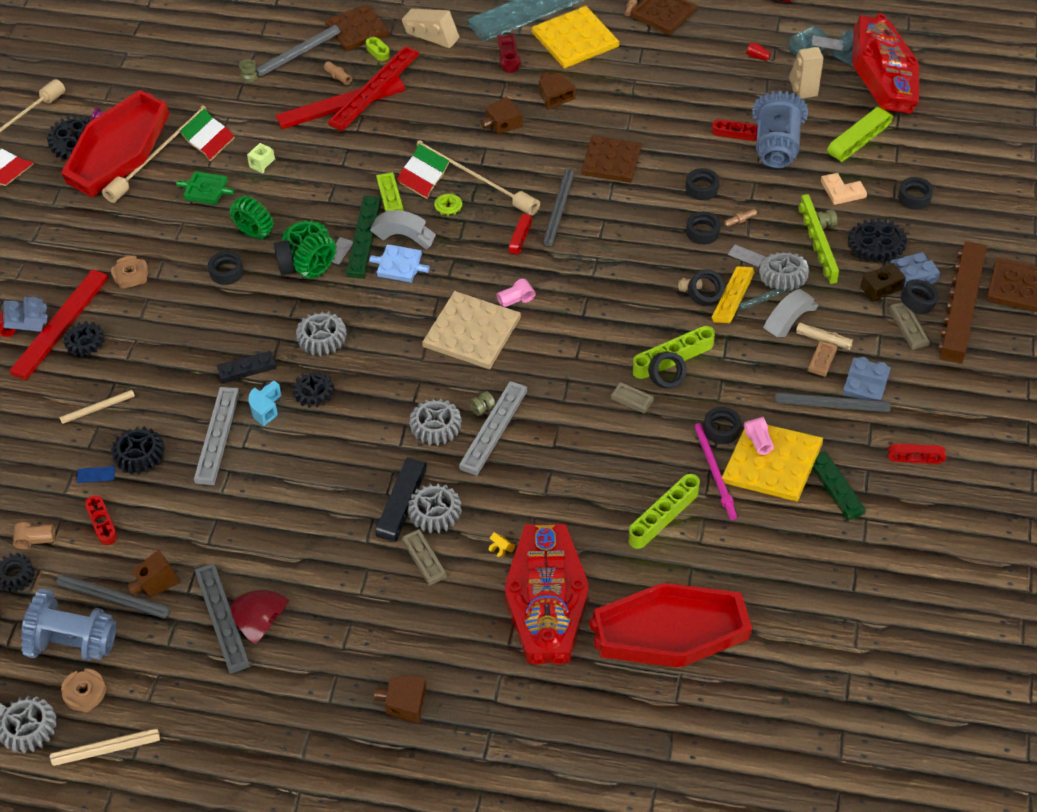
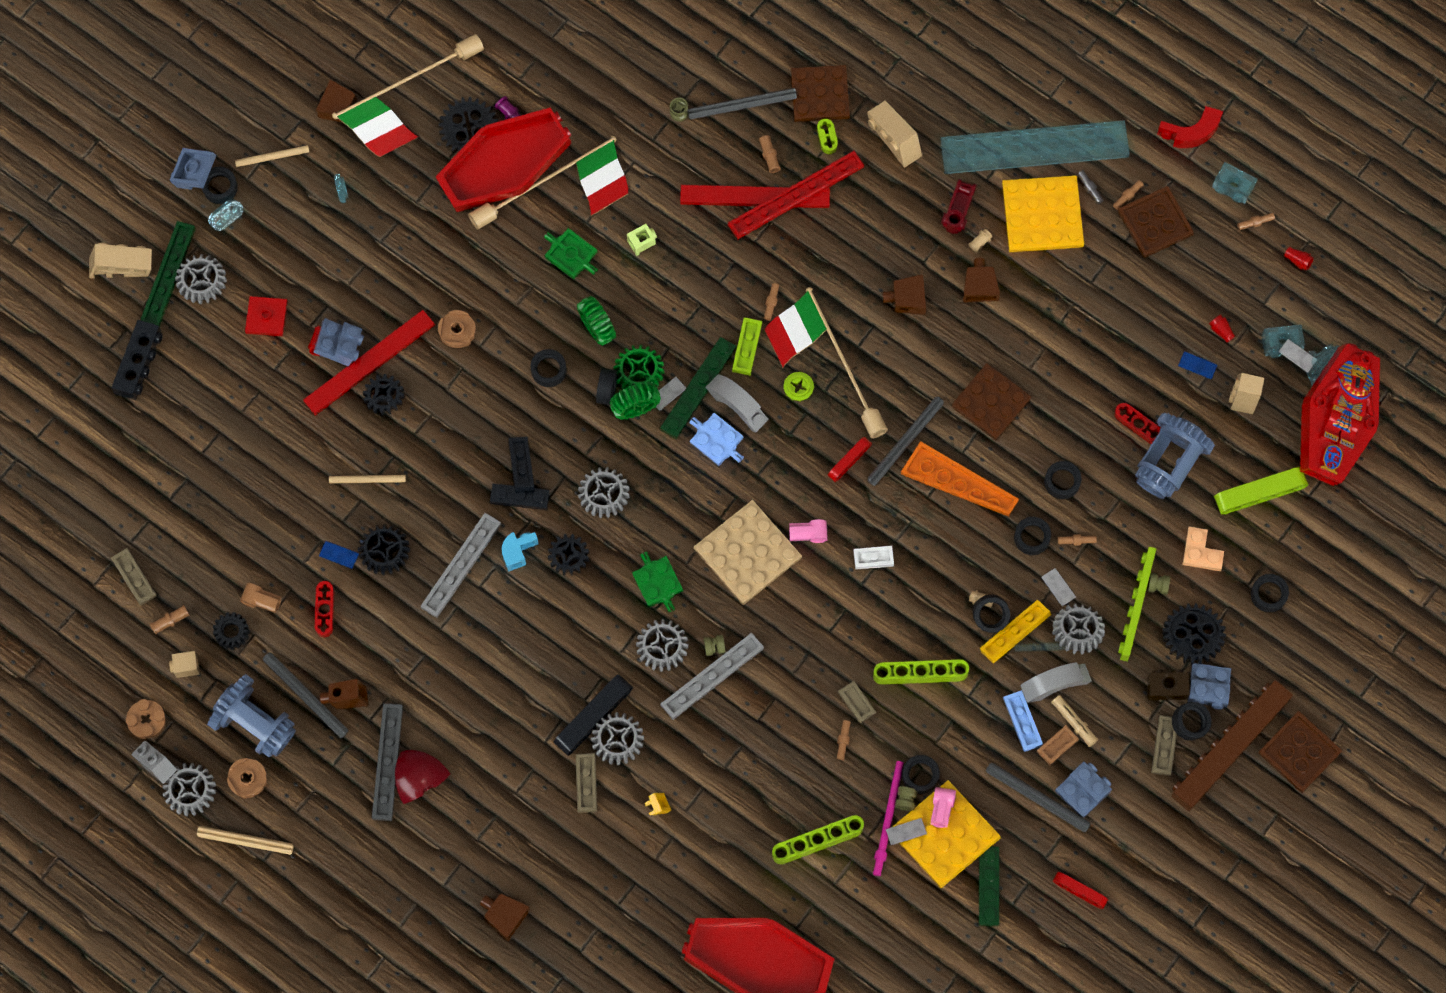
camera: 25 degrees right, 20 degrees up
(235, 340) = (521, 464): none -> black plate
(393, 160) = (771, 301): none -> medium nougat bar
(404, 379) = (657, 581): none -> green plate
(539, 63) = (983, 237): none -> tan pin
(546, 593) = (672, 872): red container -> none
(581, 291) = (873, 557): none -> white plate
(600, 9) = (1090, 187): none -> flat silver bar
(617, 215) = (949, 476): none -> orange wing
(638, 429) = (843, 740): none -> medium nougat bar
(680, 366) = (905, 705): black tyre -> none
(721, 447) = (905, 801): none -> olive wheel
(738, 470) = (906, 831): none -> flat silver sticker
(750, 82) = (1197, 365): none -> clear blue sticker
(782, 353) = (1022, 721): none -> light blue plate

